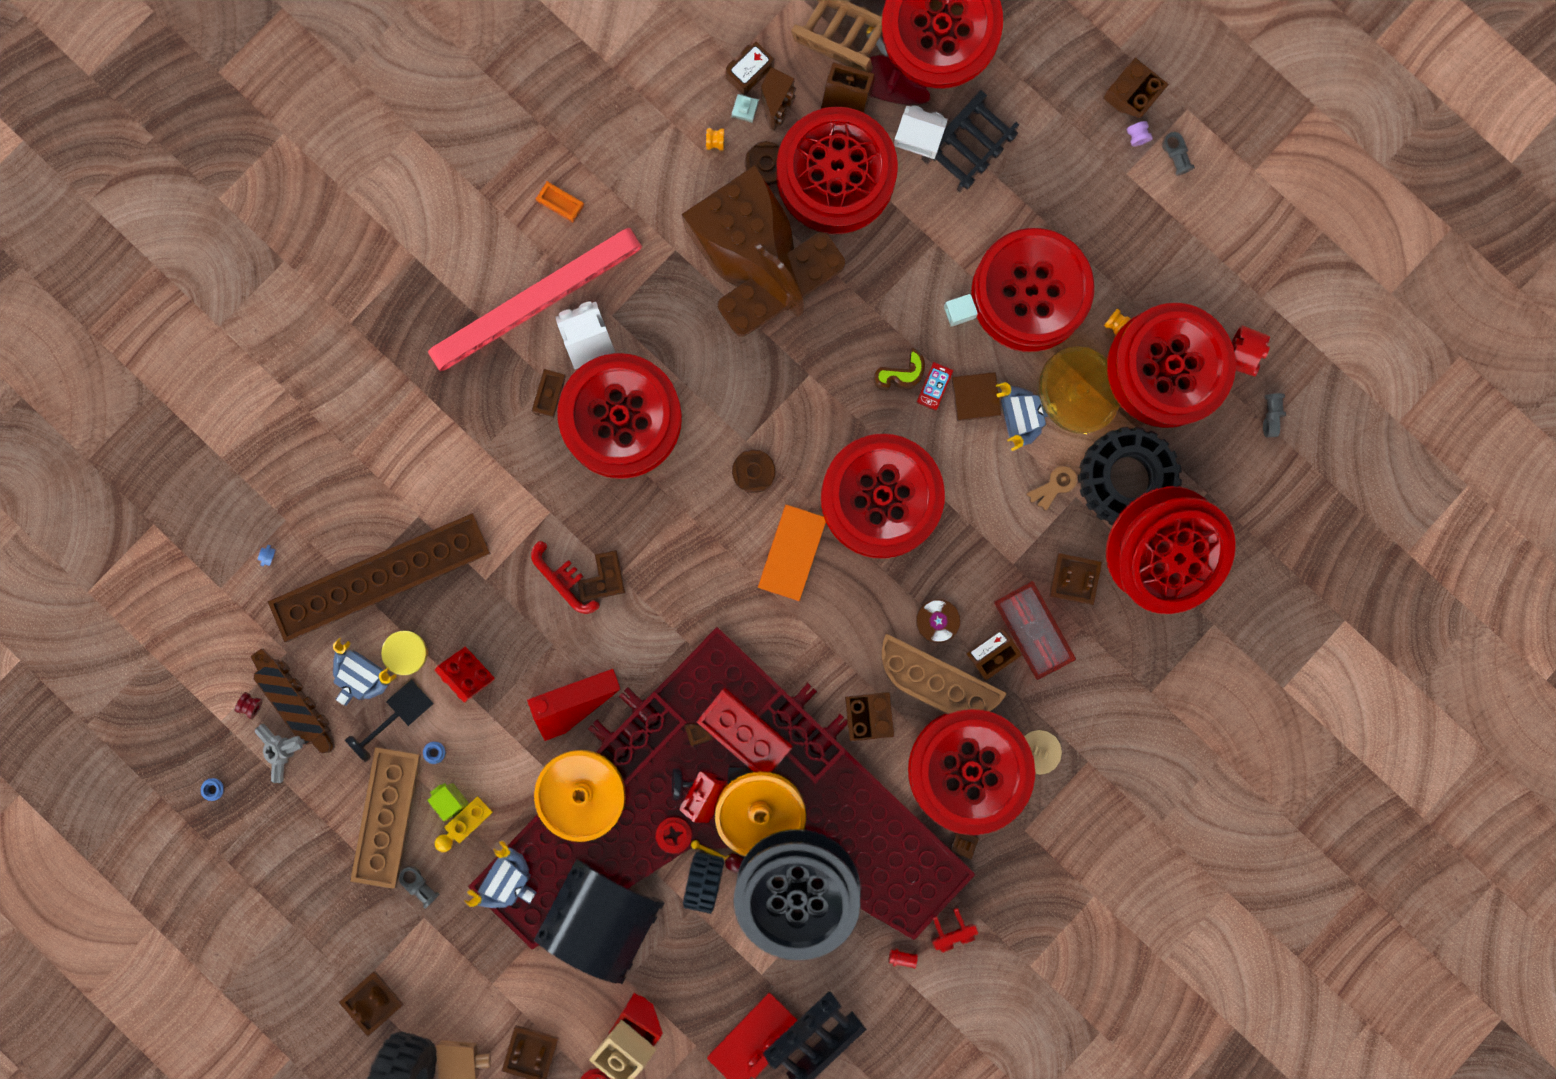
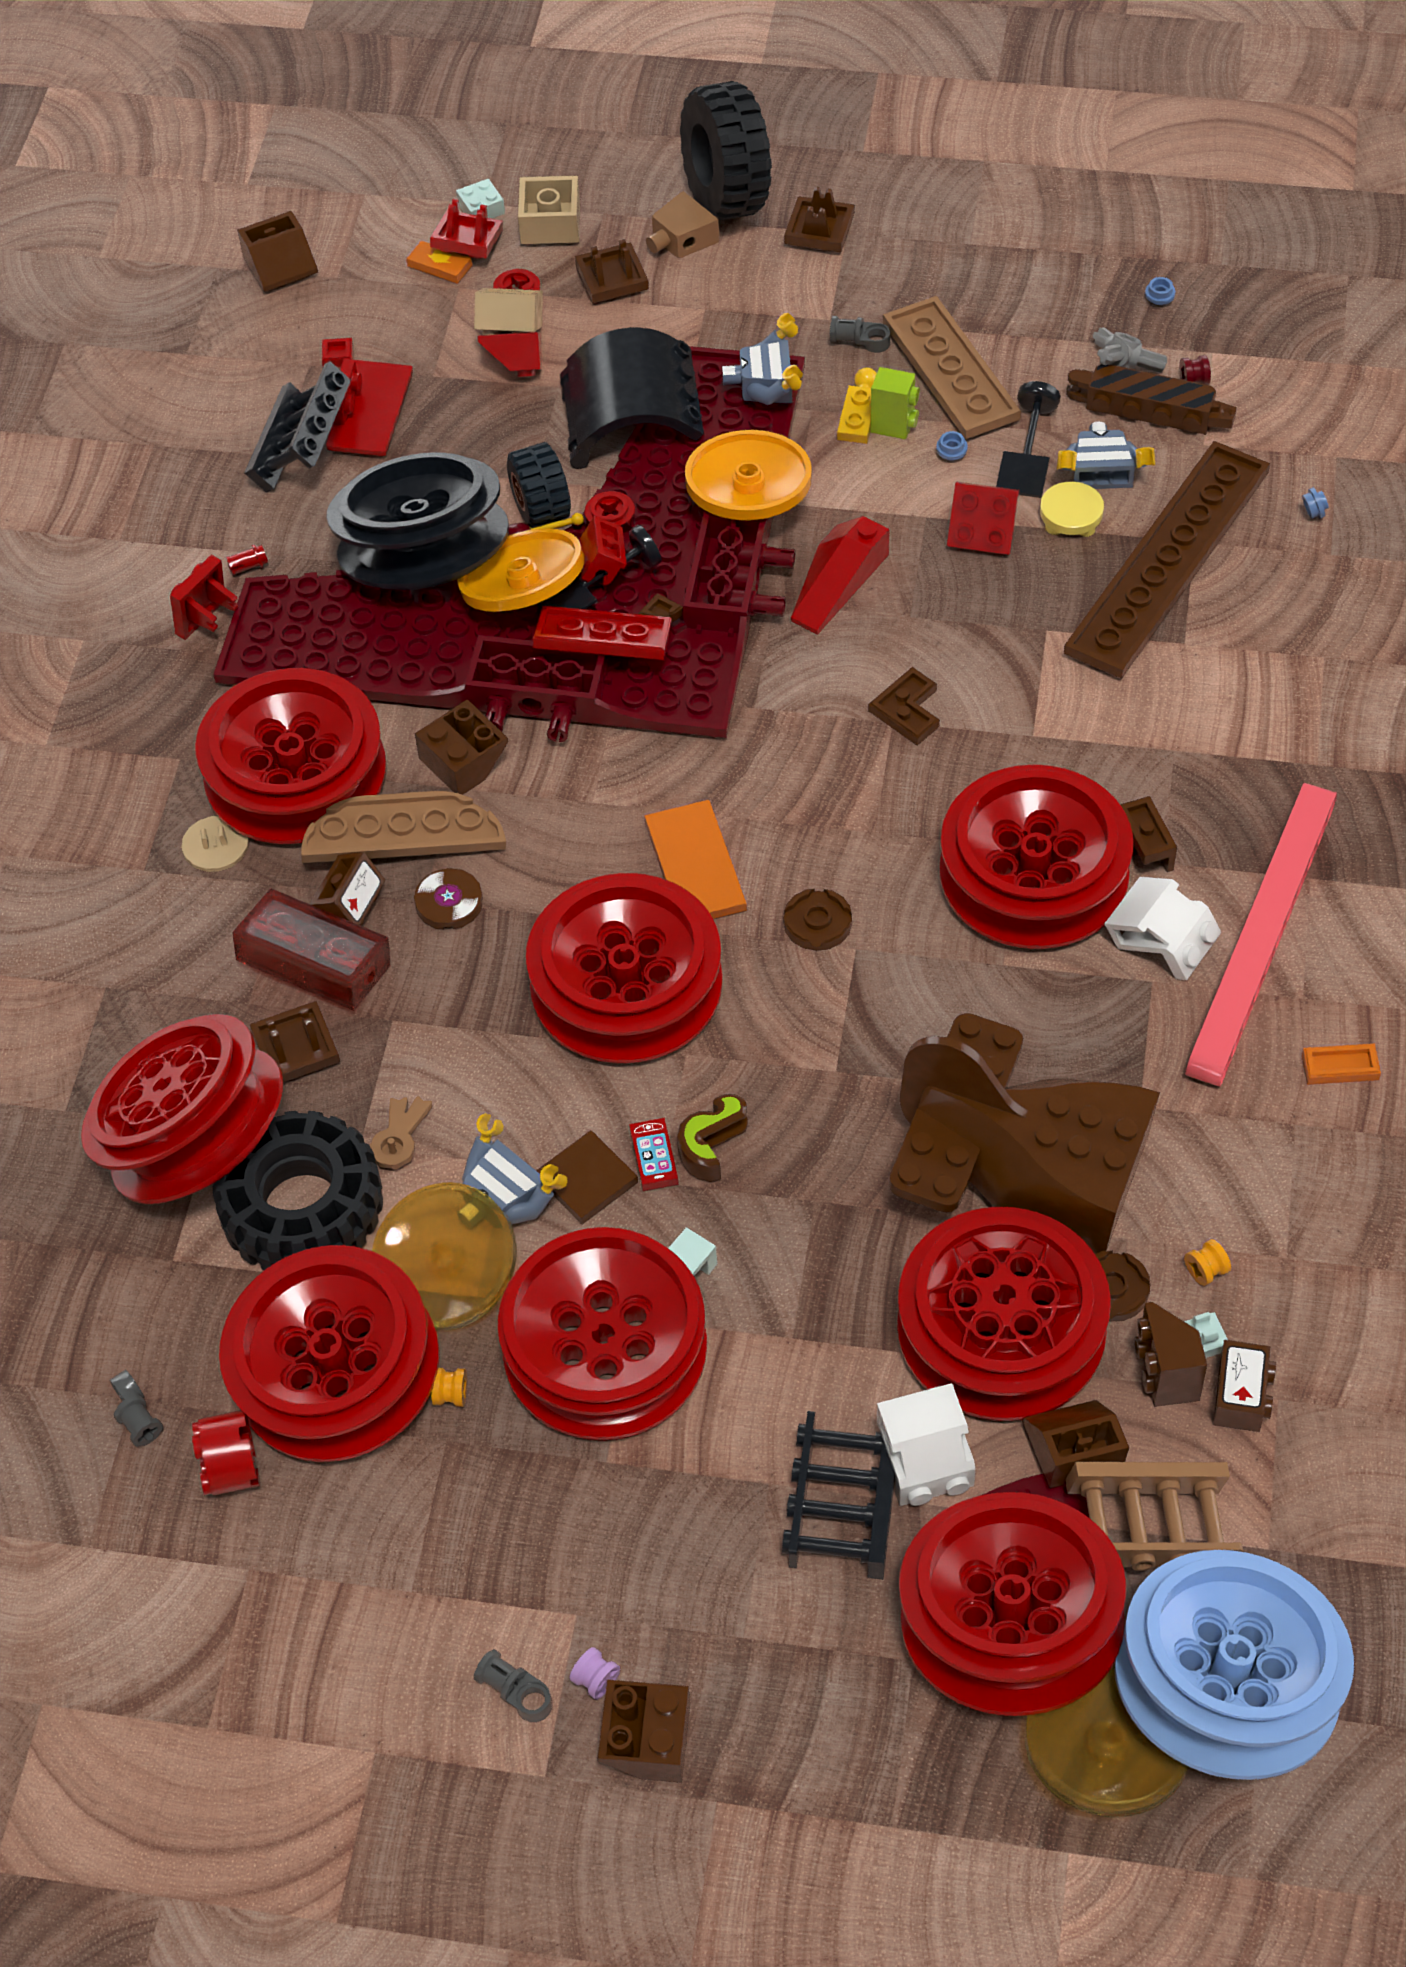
camera: 155 degrees right, 30 degrees down
(562, 580) = (953, 665): red piece -> none

